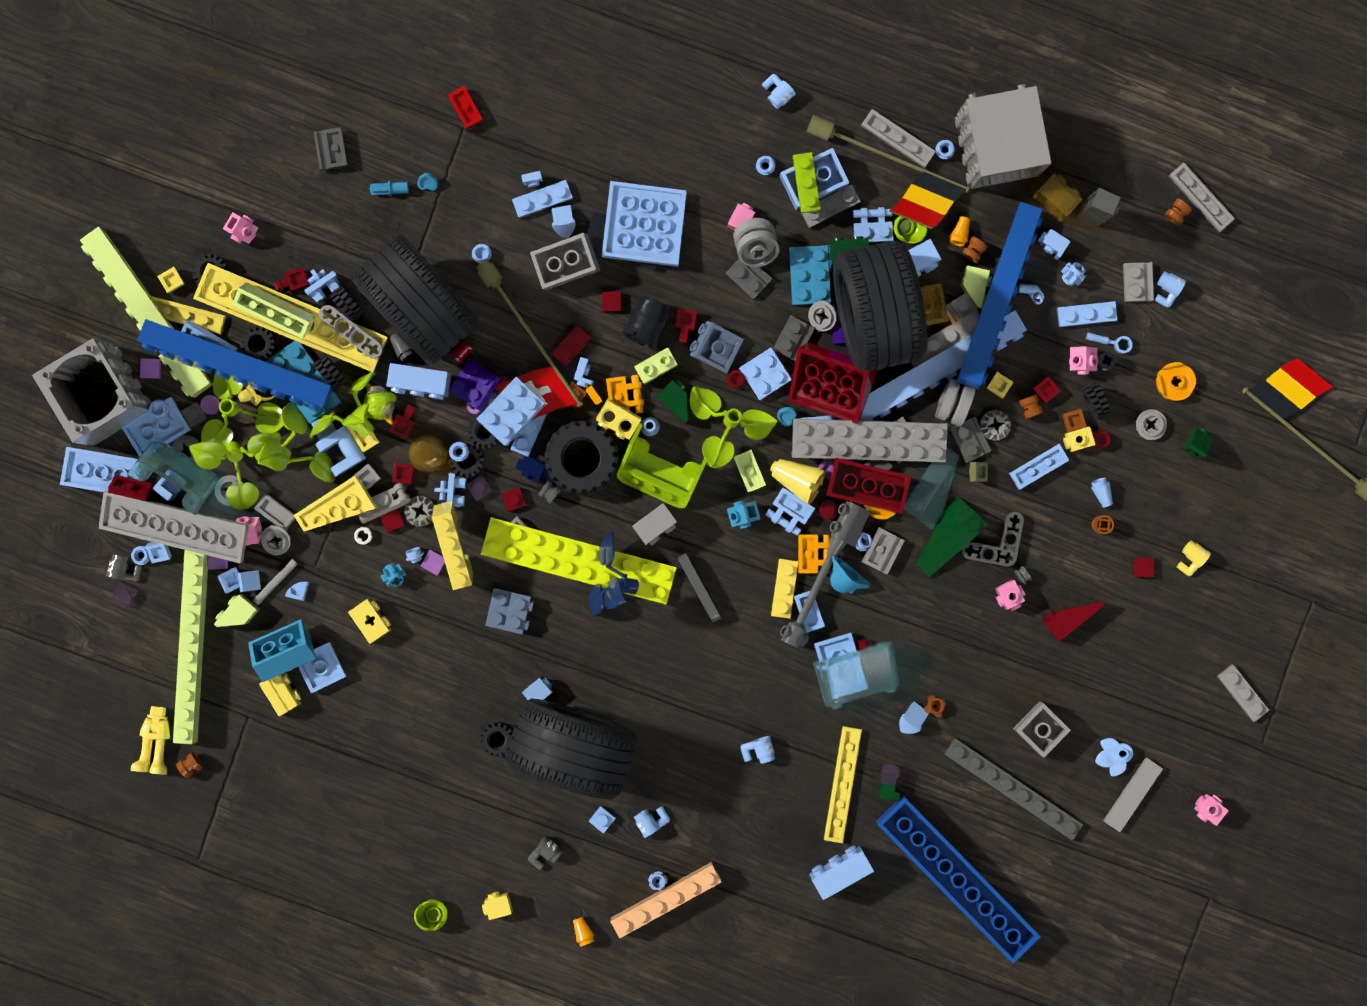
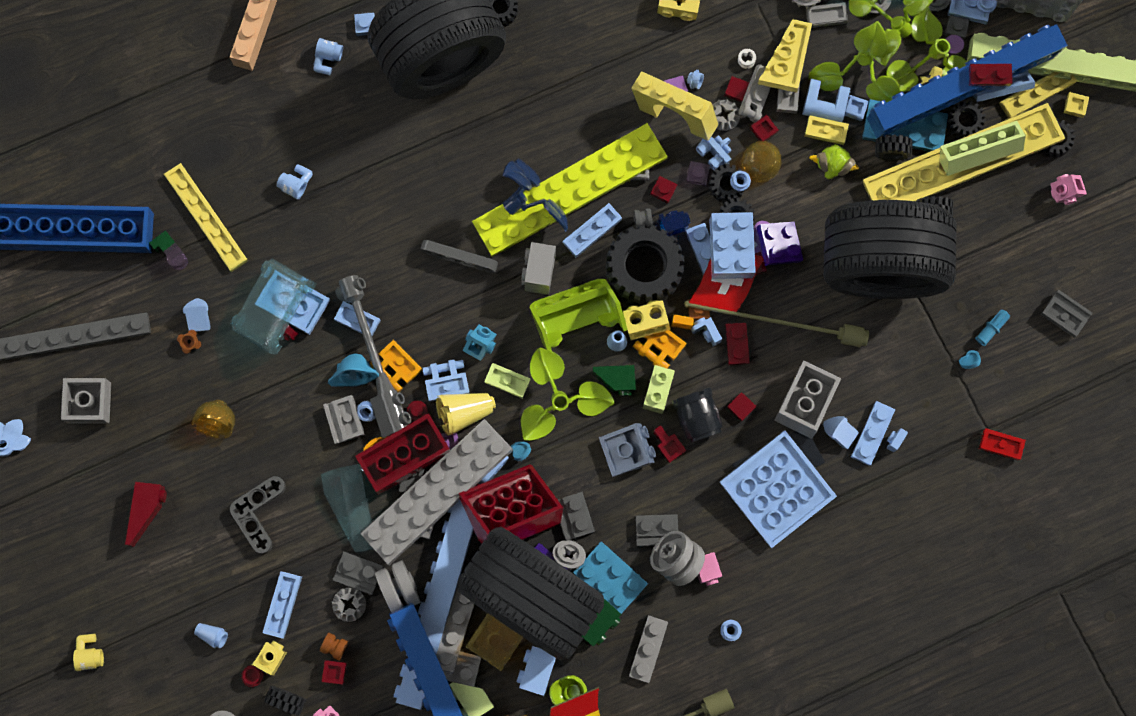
camera: 130 degrees right, 10 degrees down
(150, 368) = (1022, 27): medium lavender tile -> none
(219, 350) = (990, 74): none -> dark red plate
(294, 279) = (989, 191): dark red plate -> none
(329, 280) = (966, 198): light blue hips -> none
(353, 329) = (909, 186): light grey beam -> none
(356, 420) = (839, 128): lime plant -> none
(393, 575) = (695, 49): dark azure gear -> none
(403, 424) = (801, 164): dark red plate -> none
(418, 381) = (815, 209): light blue brick -> none
(461, 351) = (814, 258): dark red bush -> none
(481, 253) = (875, 346): light blue plate -> none
(509, 611) = (584, 106): sand blue plate -> none
(539, 689) = (505, 68): light blue brick -> none
(591, 518) = (592, 230): none -> light blue plate
(657, 886) = (279, 13): light blue plate -> none
(735, 379) = (587, 440): dark red plate -> none
(765, 373) = (568, 467): light blue plate -> none
(781, 93) = (776, 700): light blue piece -> none
(784, 588) = (393, 319): light yellow plate -> none
(806, 182) = (685, 643): lime plate -> none
(828, 173) = (682, 655): light blue brick -> none
(840, 872) = (143, 148): light blue brick -> none
(876, 232) = (594, 662): light blue plate -> none
(953, 532) = (301, 483): dark green wedge -> none
(967, 634) = (214, 419): none -> clear yellow cylinder
(978, 472) = (326, 553): olive plate -> none
(999, 385) = (375, 638): light yellow plate -> none
(1003, 595) = (216, 481): bright pink brick -> none
(1023, 575) = (214, 506): dark grey bush -> none
(1074, 420) = (288, 669): dark orange plate -> none
(1099, 524) = (191, 608): dark orange wheel -> none
(1143, 567) = (121, 607): dark red tile -> none

